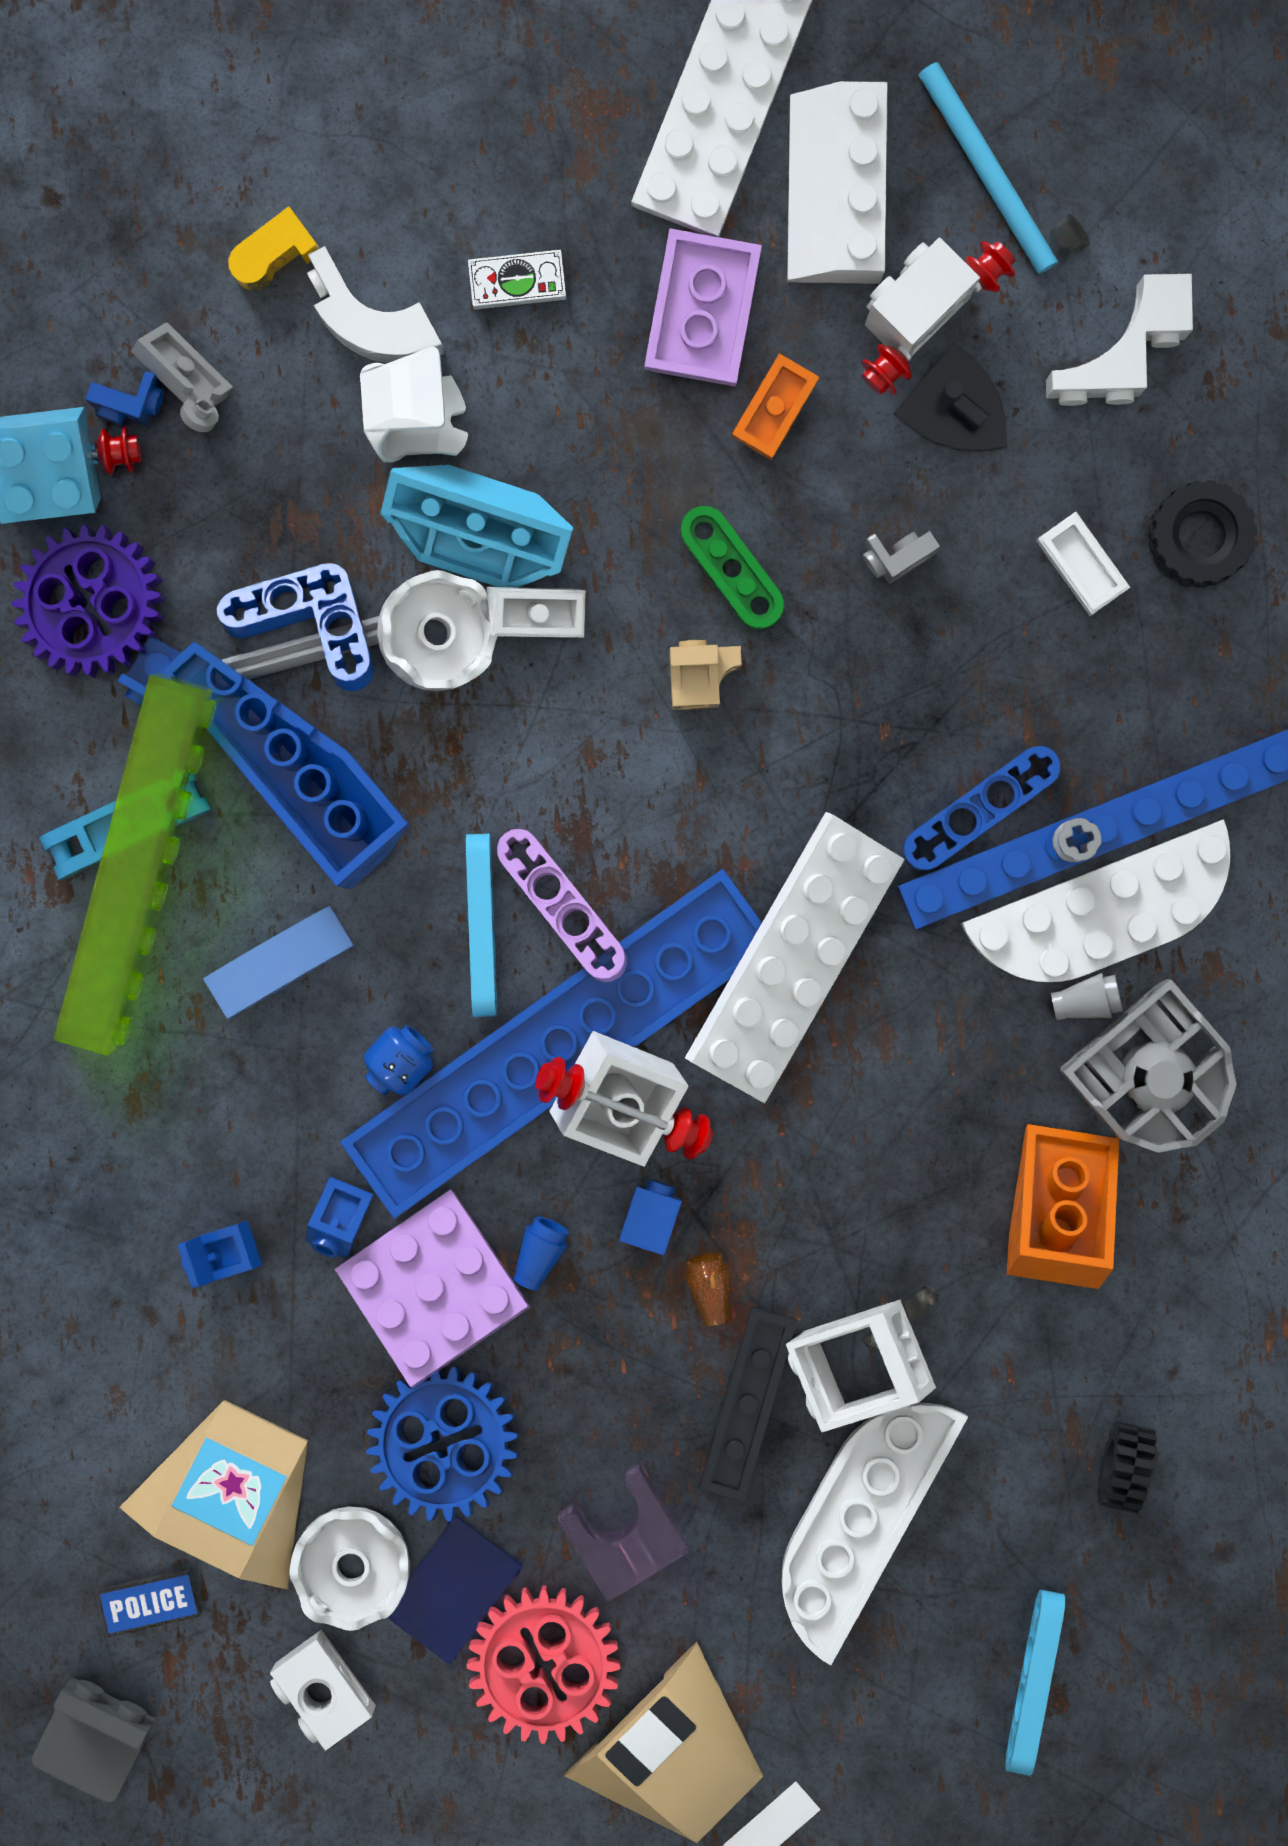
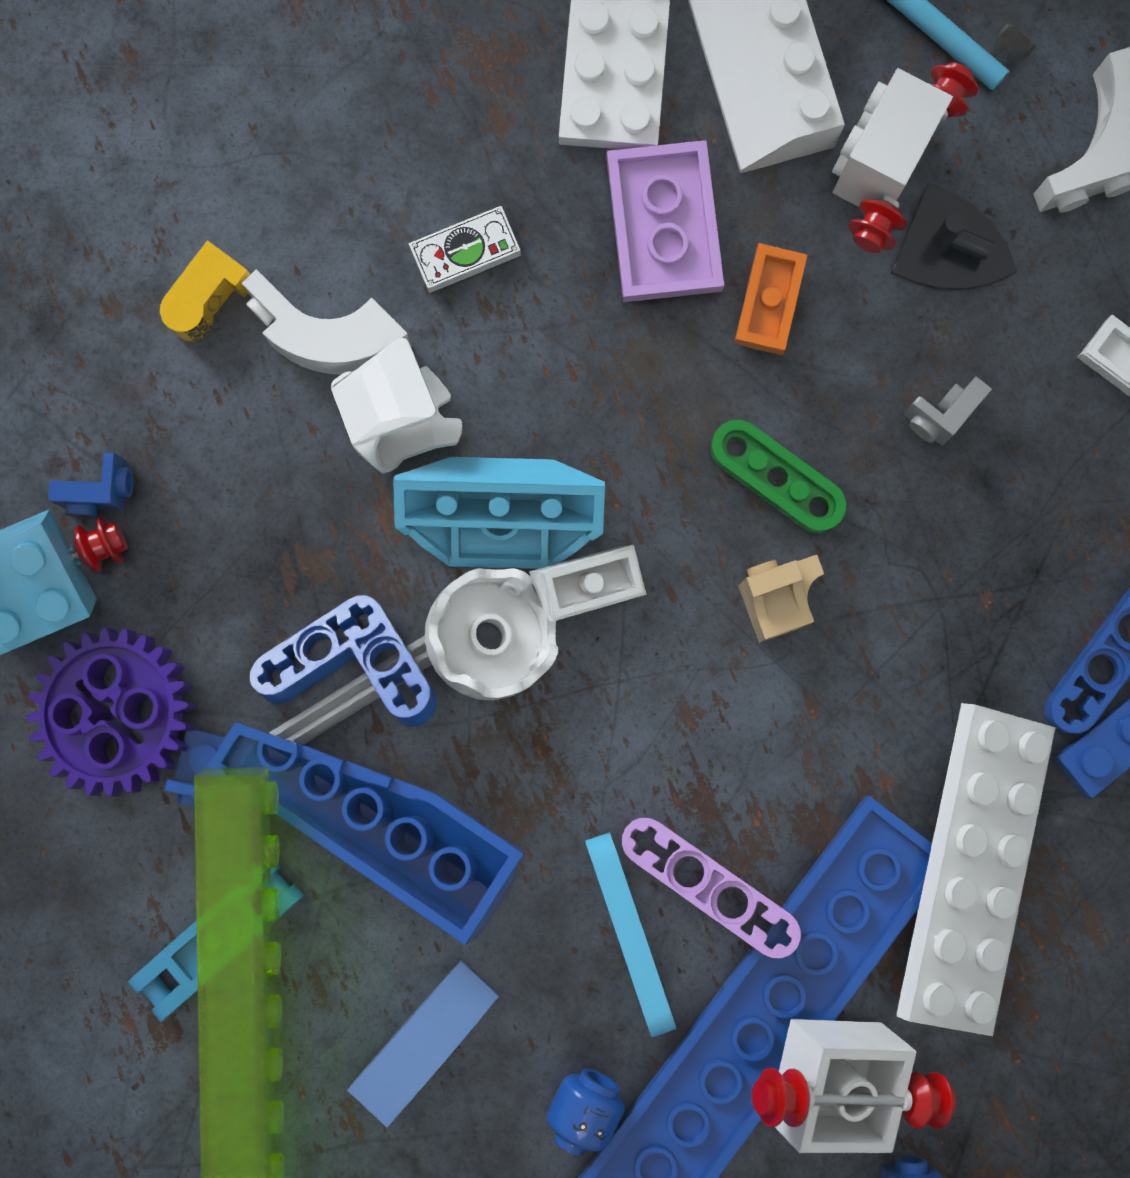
camera: 15 degrees left, 5 degrees down
(185, 375) = (148, 445): light grey hinge -> none

